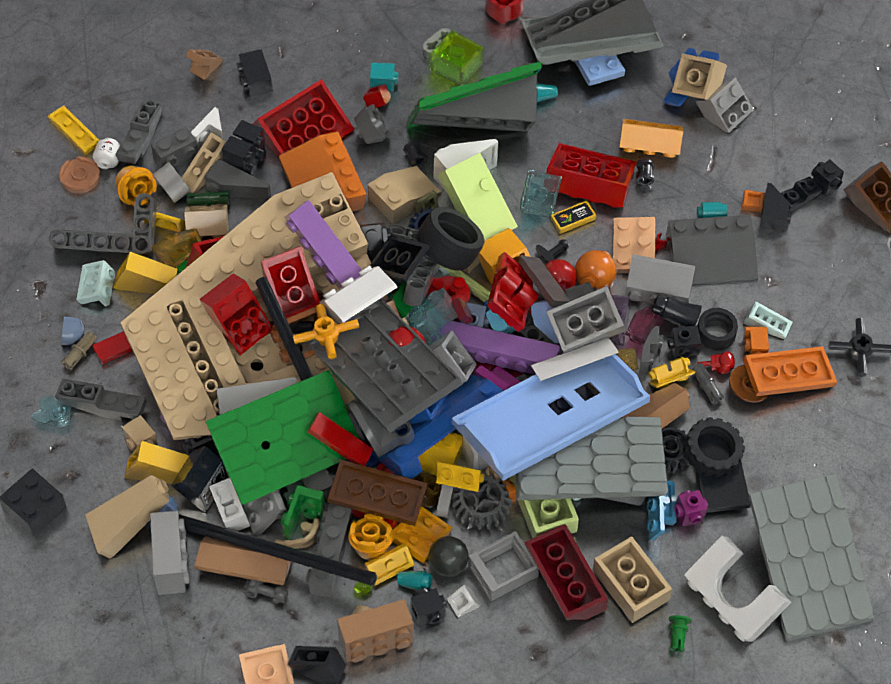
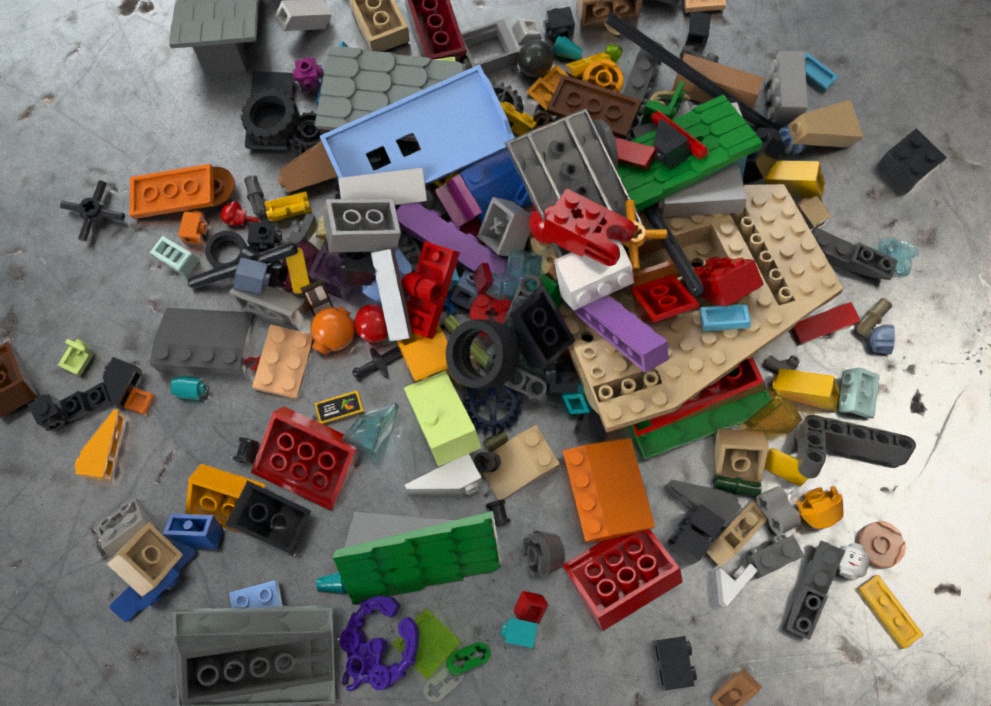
camera: 170 degrees left, 15 degrees up
(133, 596) = (818, 73): none -> medium azure tile
(243, 270) = (725, 318): none -> medium azure tile
(269, 622) = (698, 29): none -> black brick
(286, 449) = (696, 146): none -> red axle
(296, 430) = (670, 146): none -> black slope
(365, 306) = (586, 228): none -> red brick
(421, 54) = (470, 664): none -> green beam
(431, 180) = (482, 457): none -> black bush
(501, 44) = (365, 658): none -> dark purple piece
(605, 115) = (268, 518): none -> black slope
(620, 286) = (316, 296): none -> slope
(643, 301) = (297, 271): none -> yellow slope
(668, 107) = (194, 530): none -> blue slope
(678, 281) = (251, 276): none -> sand blue brick
(693, 298) = (229, 270): none -> black axle
(769, 153) = (100, 452): none -> light orange slope
(822, 223) = (76, 357): none -> yellowish green bracket

